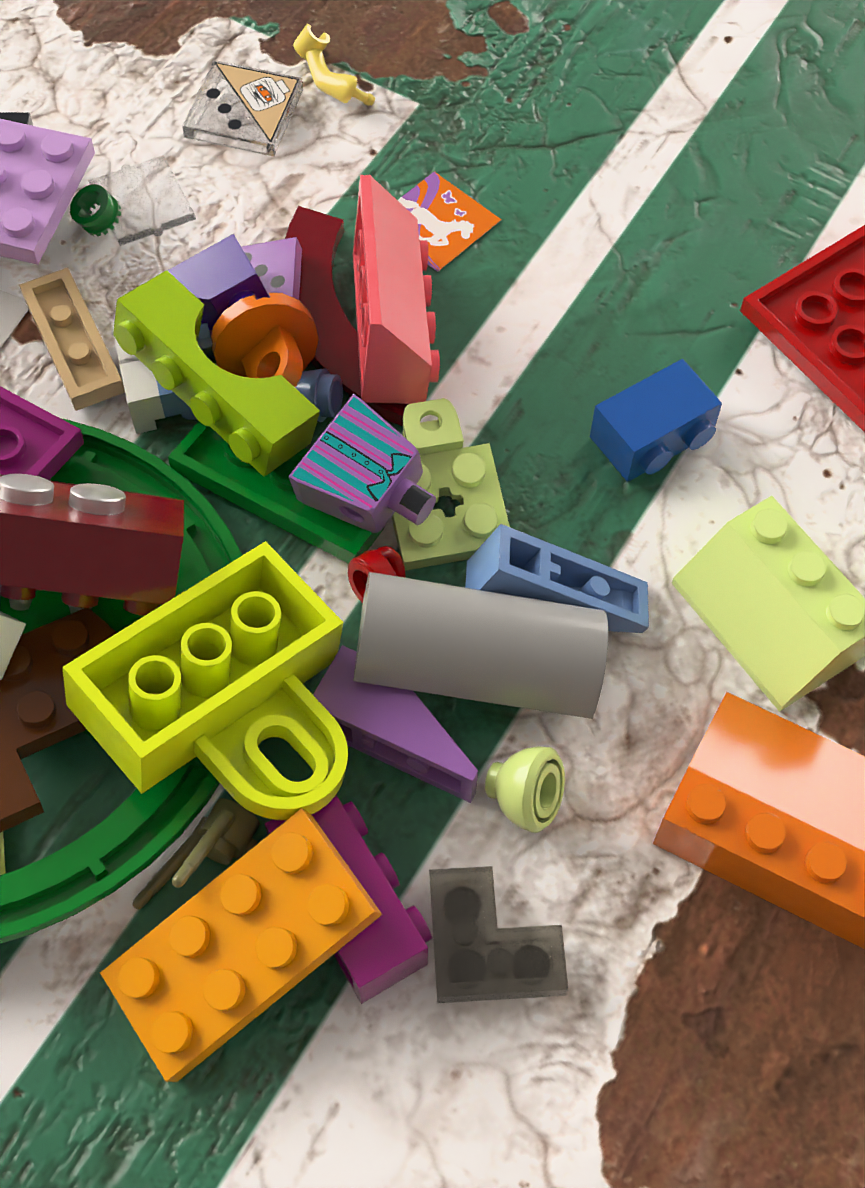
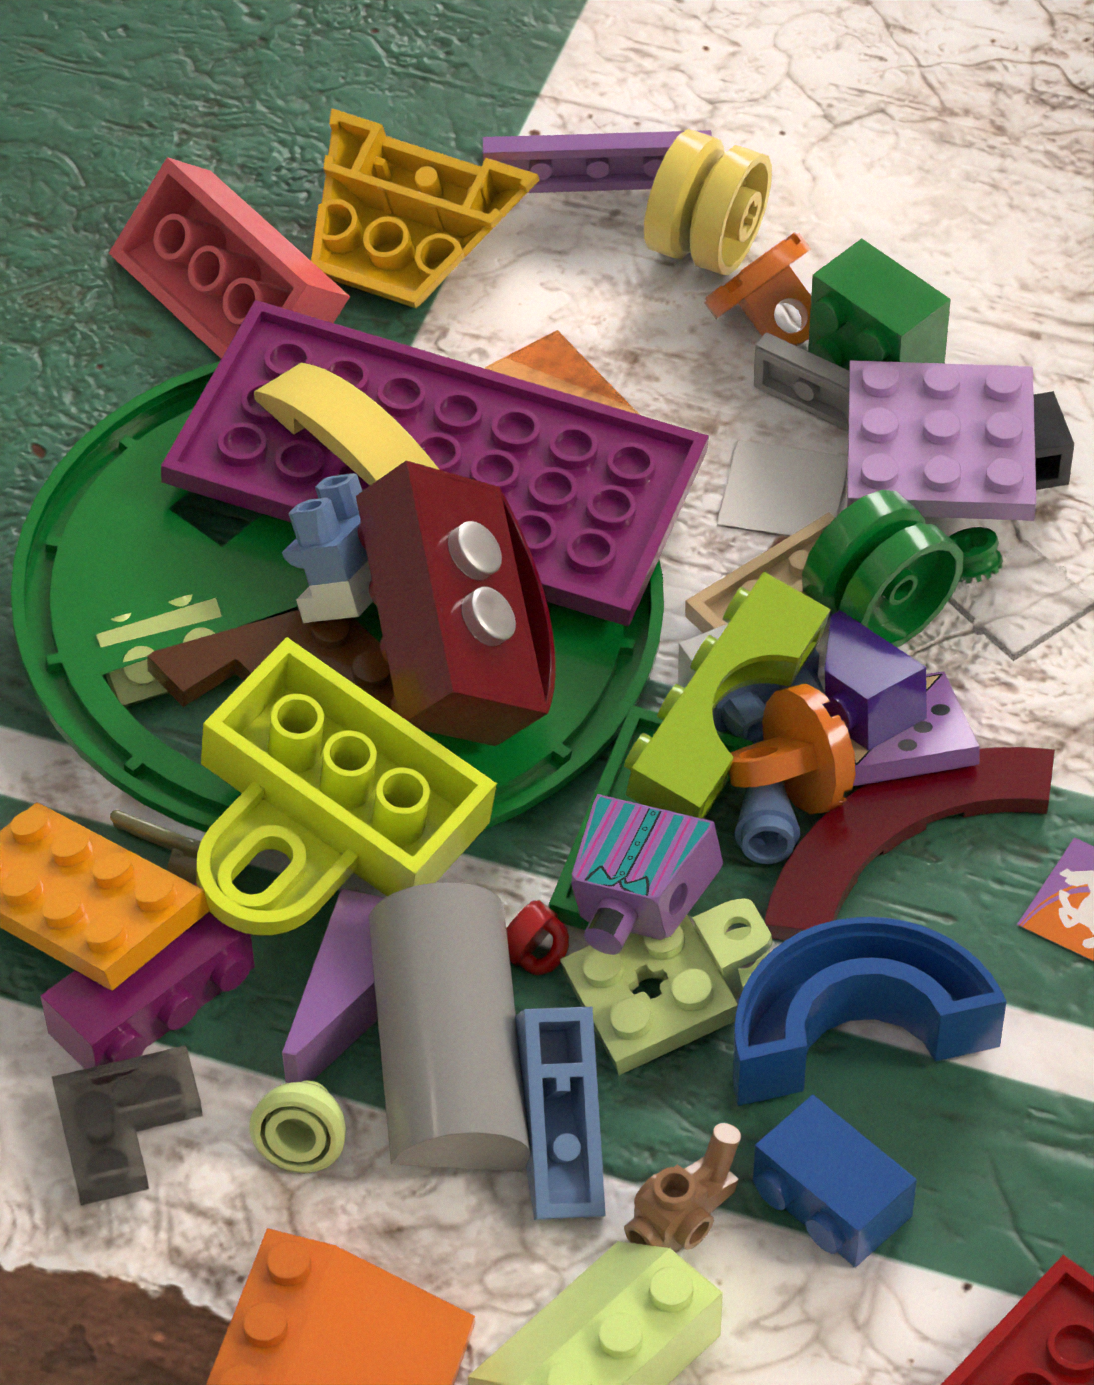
camera: 80 degrees right, 10 degrees down
(101, 255) = (883, 567): none -> green wheel
(392, 300) = (909, 846): coral slope -> none
(489, 394) = (855, 974): none -> blue brick
(661, 522) = (677, 1202): none -> medium nougat piece

